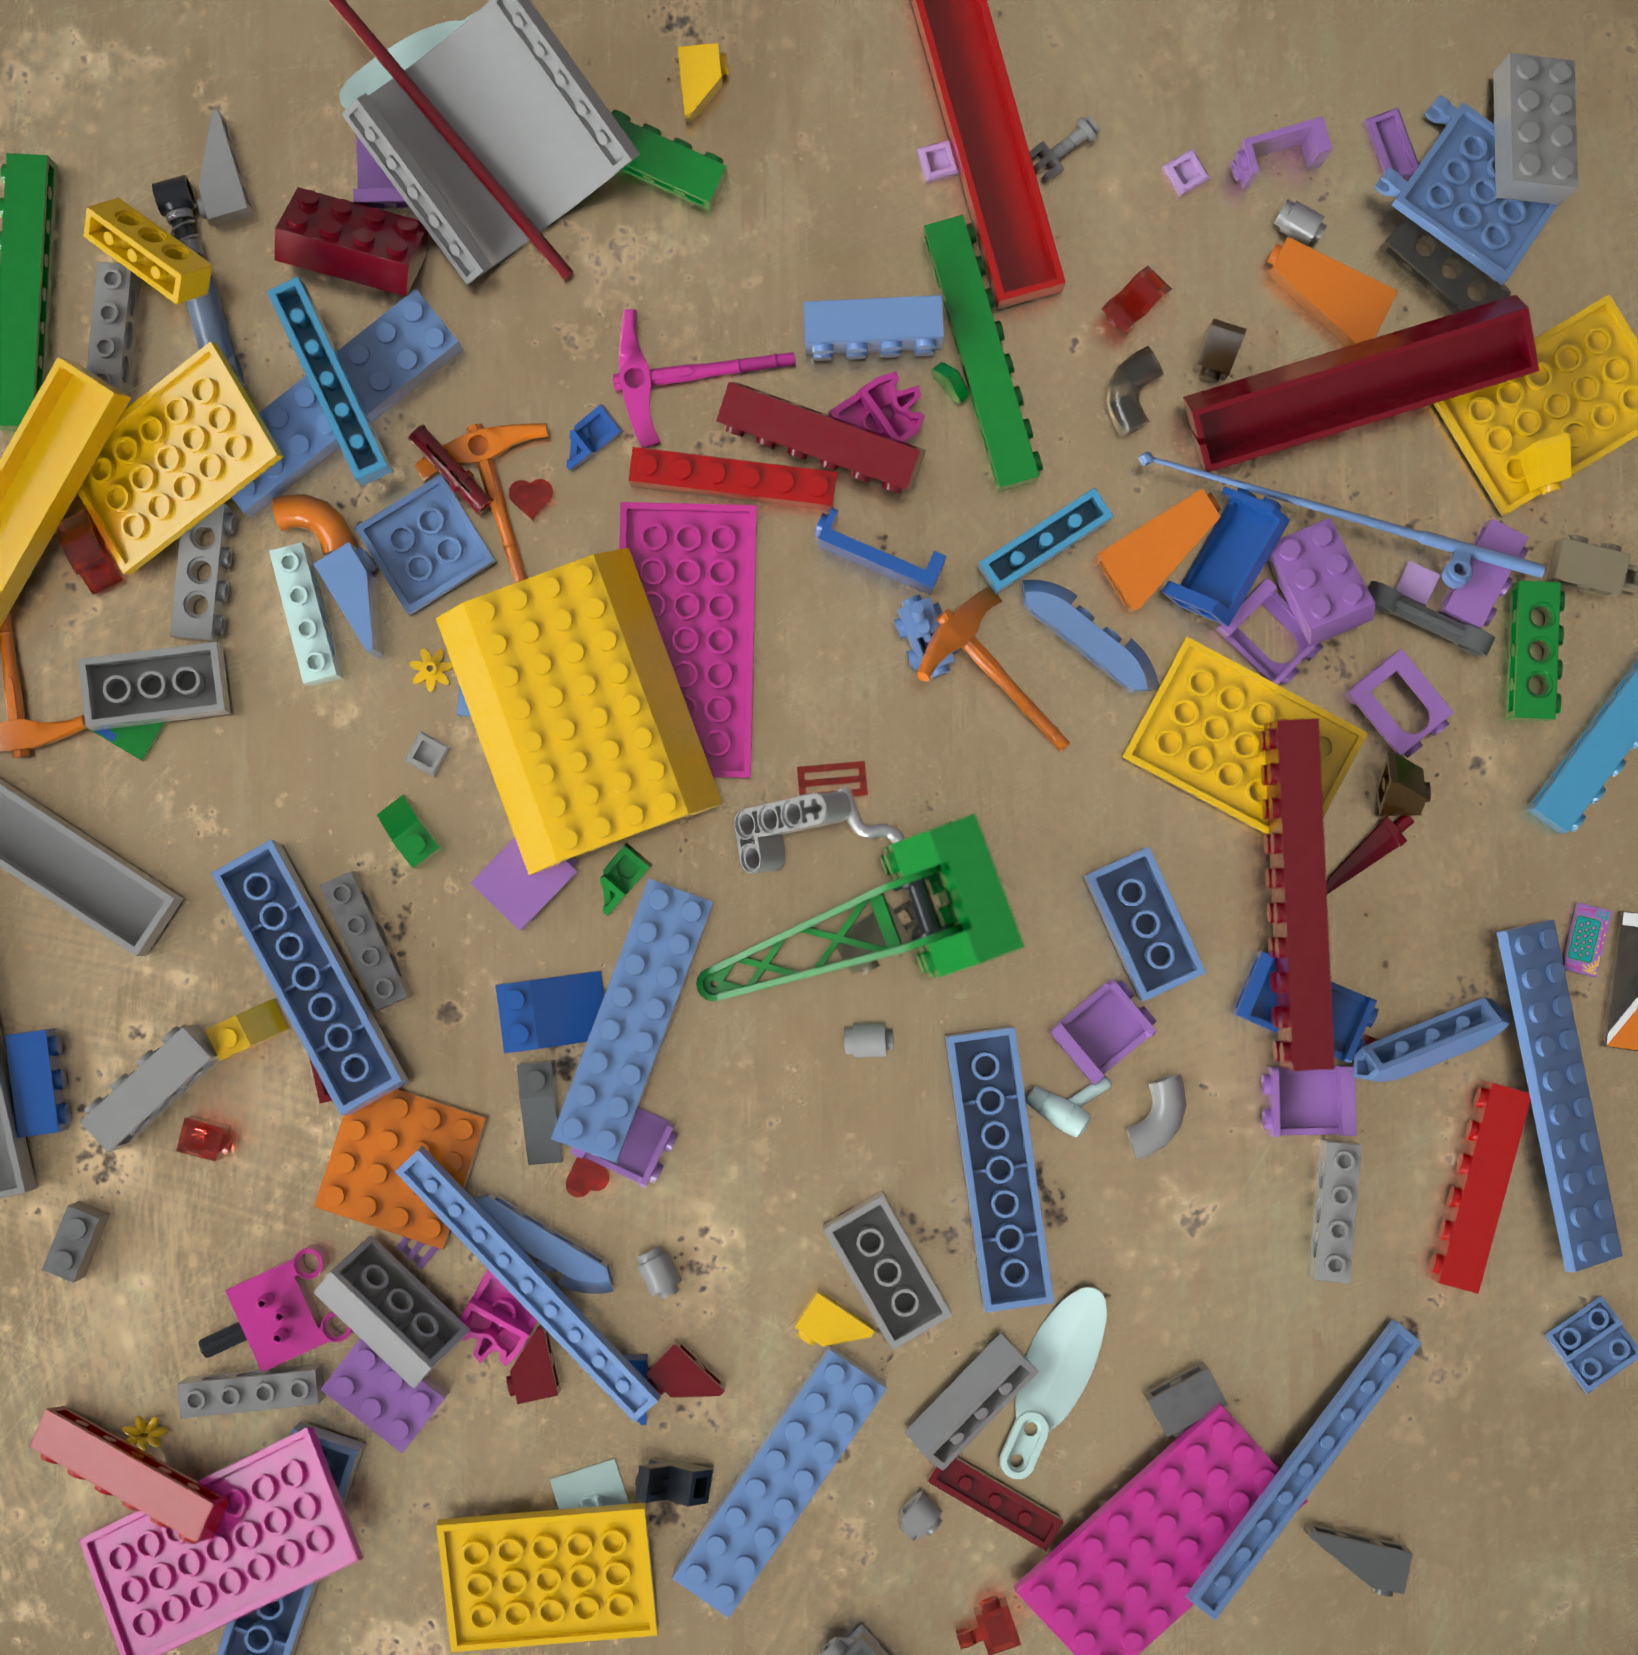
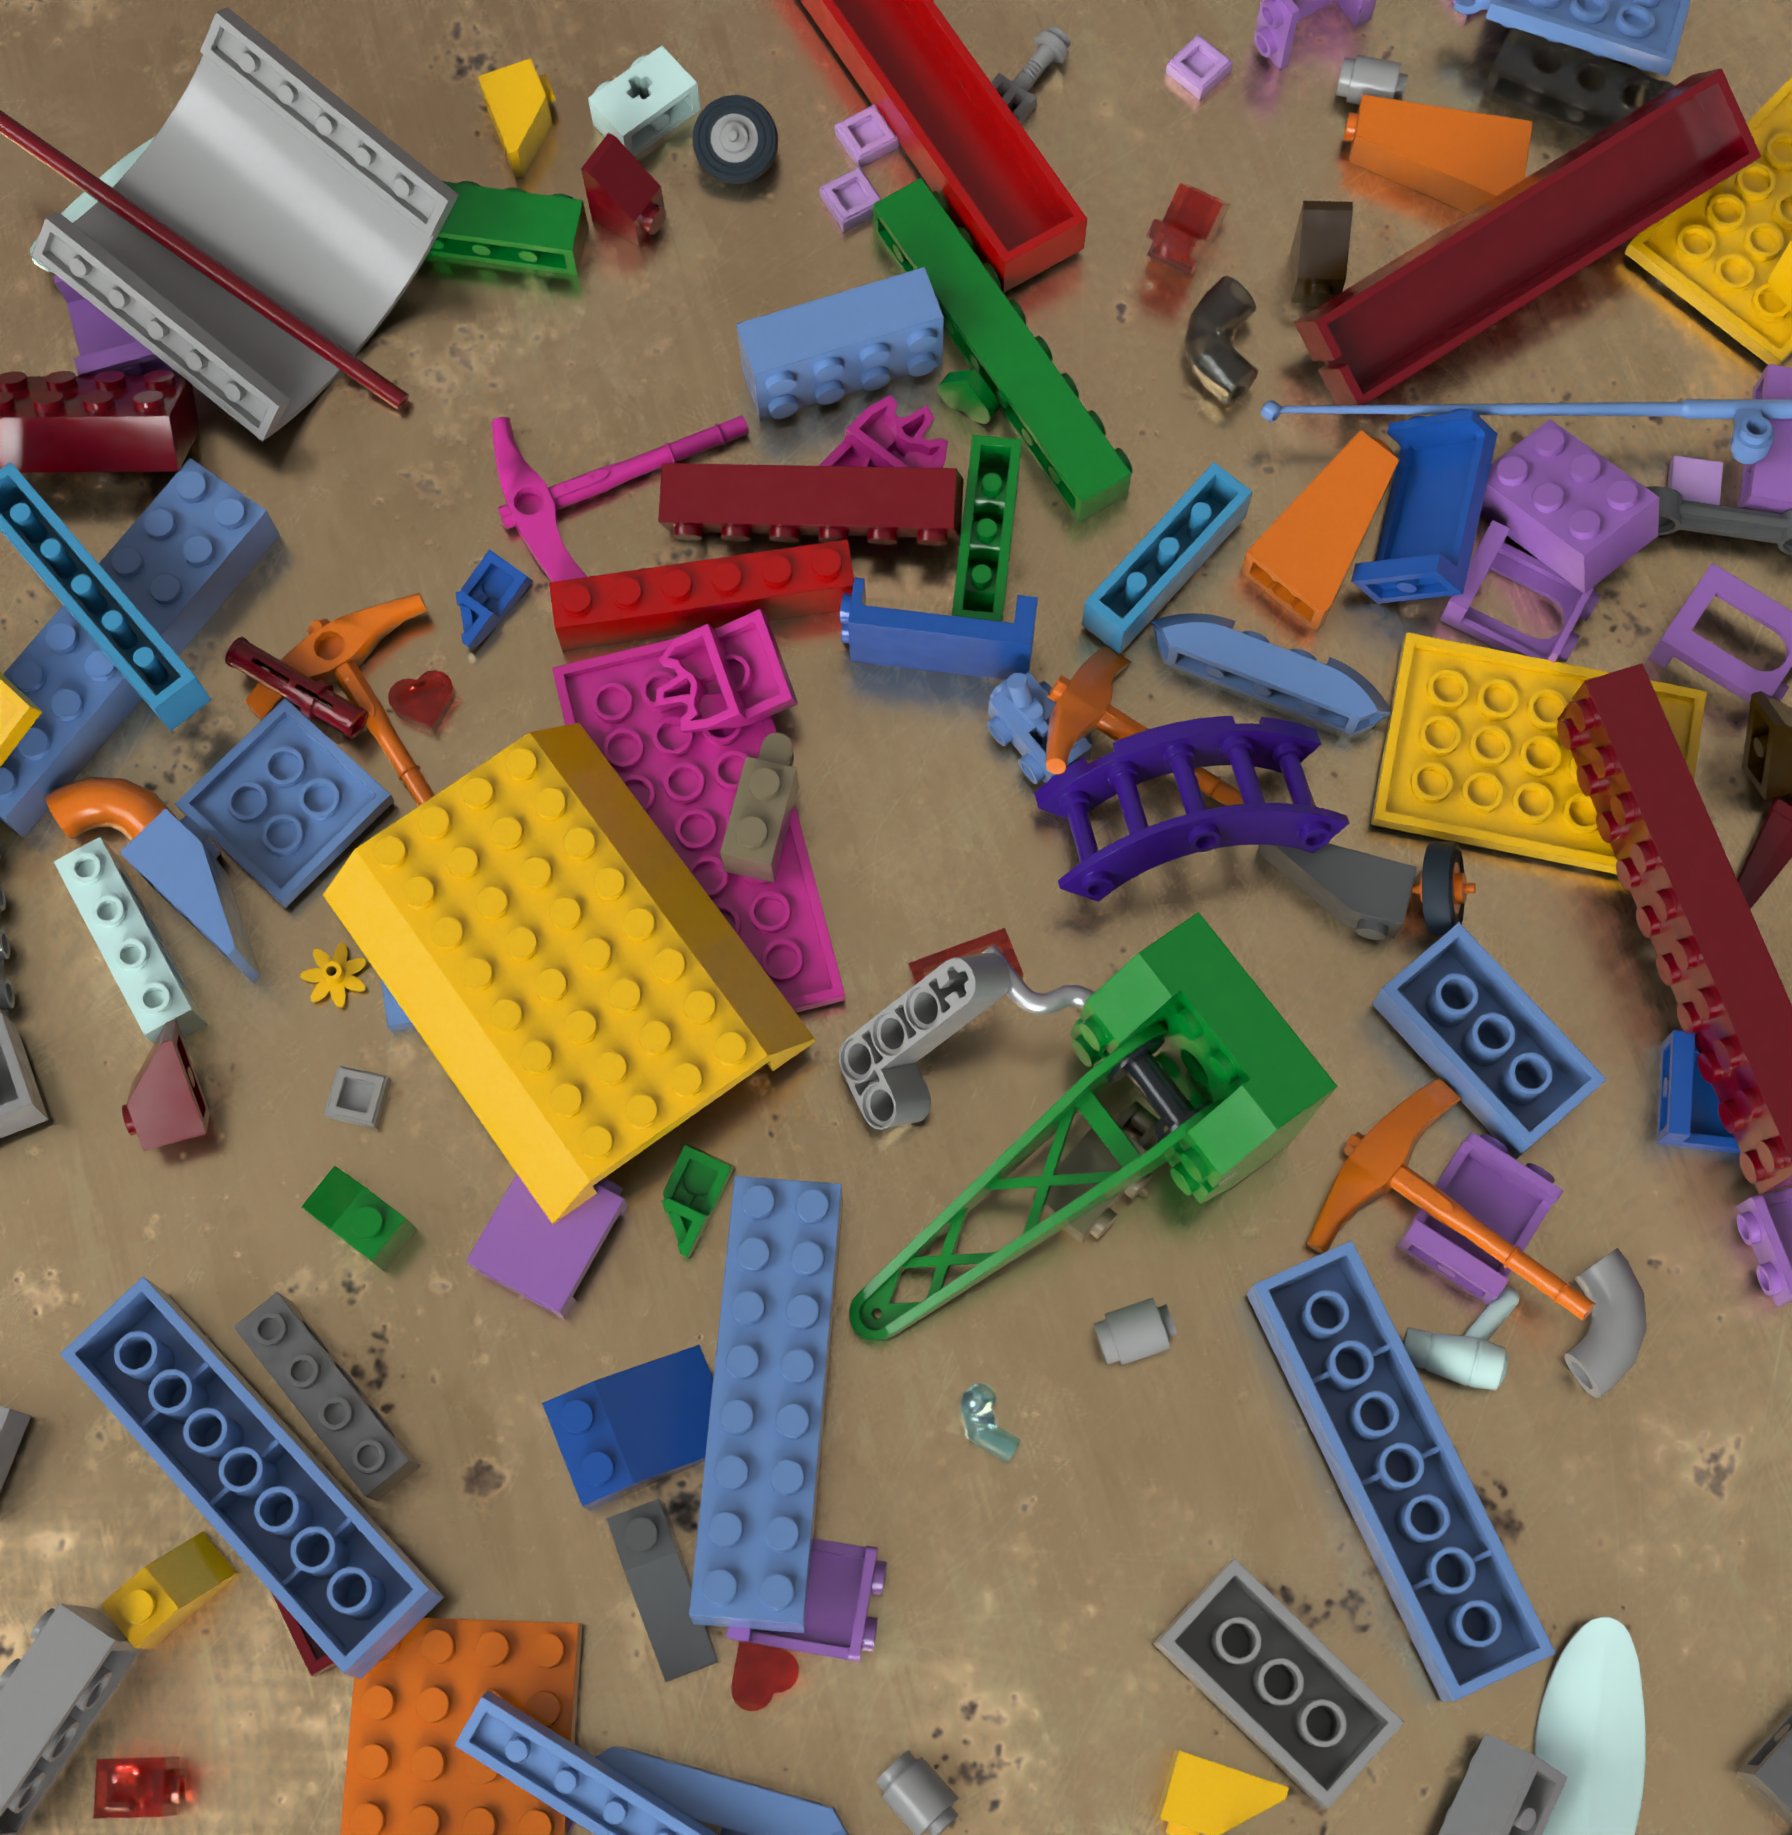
camera: 20 degrees left, 15 degrees down
(308, 723) = (166, 1095): none -> dark red slope
(730, 644) = (761, 811): none -> dark tan brick
(732, 544) = (726, 675): none -> dark pink plate
(756, 167) = (622, 192): none -> dark red slope
(758, 1068) = (980, 1423): none -> clear light blue arm
(779, 110) = (645, 101): none -> light aqua brick
(844, 142) = (735, 139): none -> black wheel
(914, 207) = (850, 198): none -> lavender tile
(929, 494) = (987, 528): none -> green brick
(1006, 683) = (1178, 750): none -> dark purple fence
(1053, 979) = (1381, 1163): none -> orange piece
(1094, 797) = (1350, 885): none -> dark grey slope
(1149, 818) = (1443, 887): none -> black wheel

